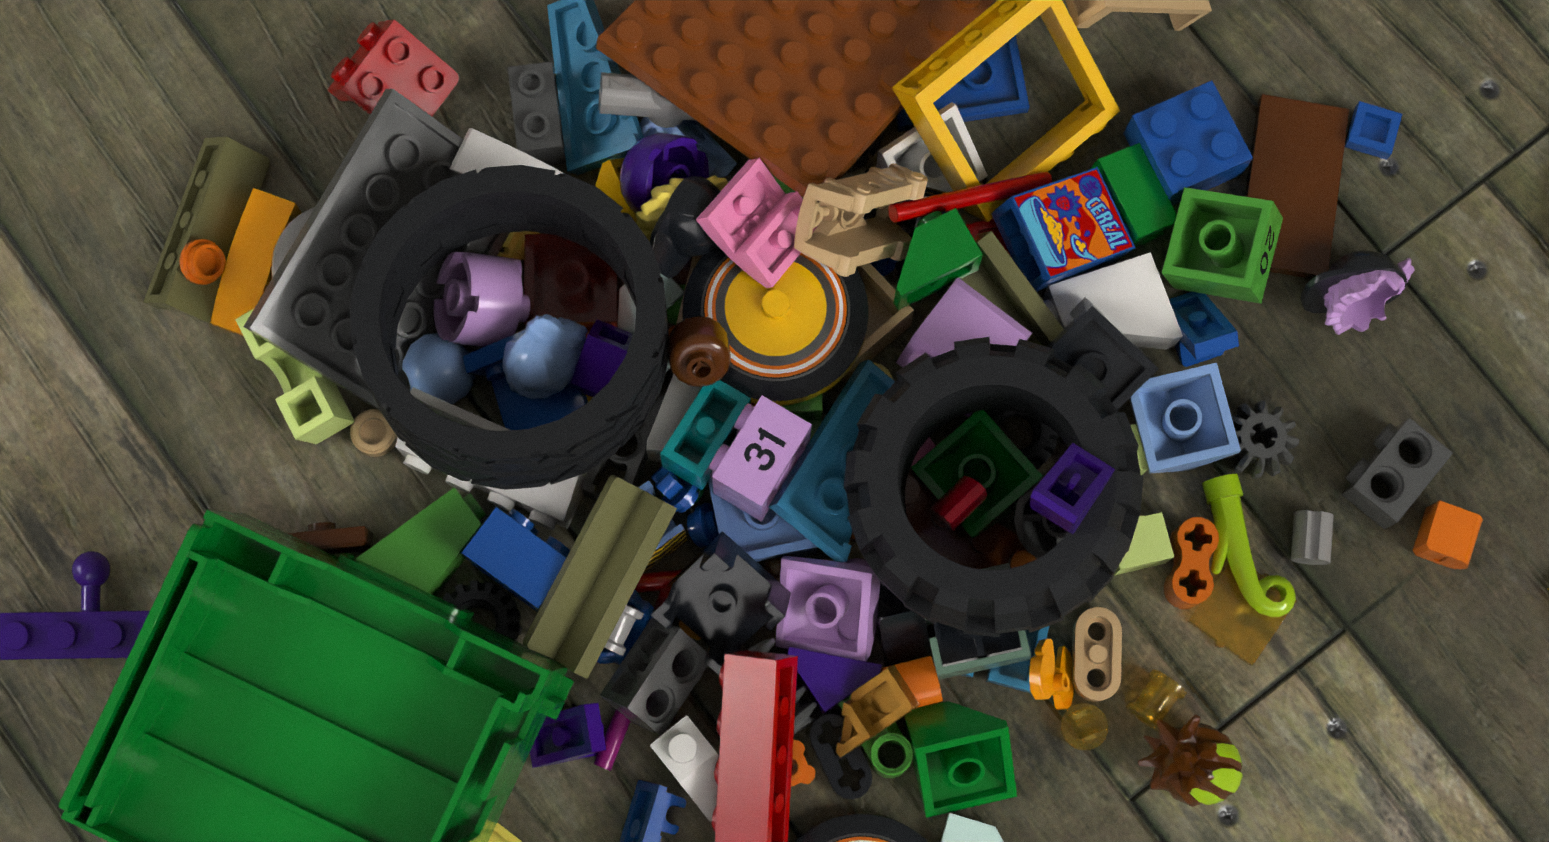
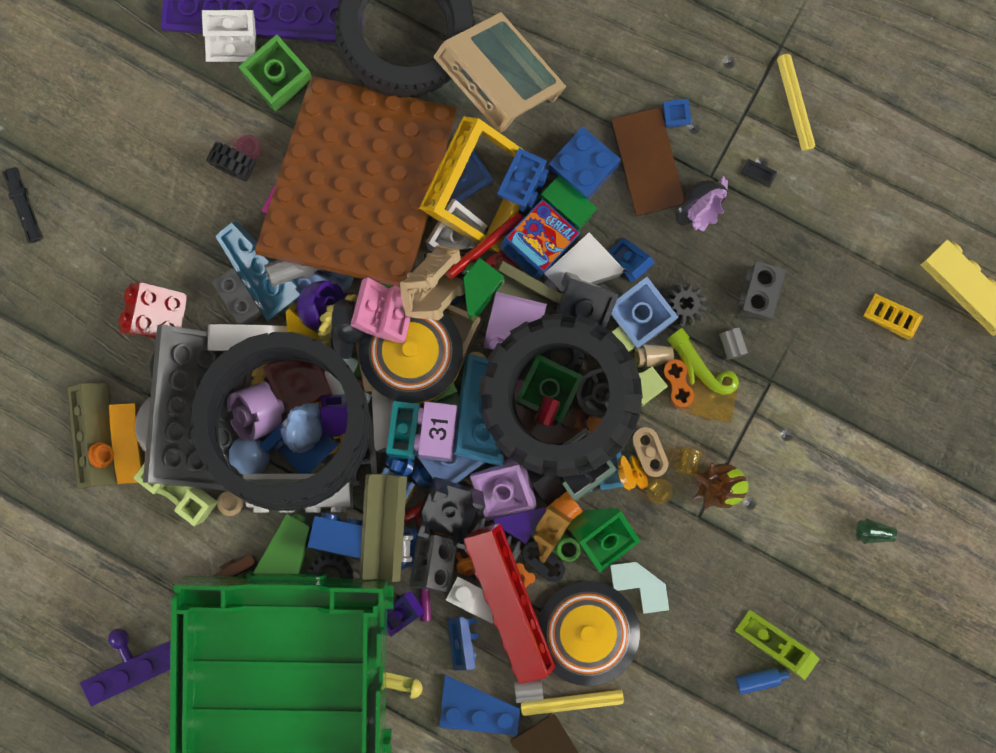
camera: 20 degrees left, 5 degrees up
(699, 351) = (382, 392): reddish brown head -> none
(707, 703) = (464, 566): none -> orange plate
(1070, 488) = (600, 383): dark purple slope -> none
(1081, 122) = (522, 180): none -> blue bracket
(1170, 497) = (652, 355): none -> tan cone
(1222, 245) = (624, 212): bright green brick -> none
(1447, 535) = (801, 312): orange piece -> none
(1468, 283) = (759, 173): none -> black piece

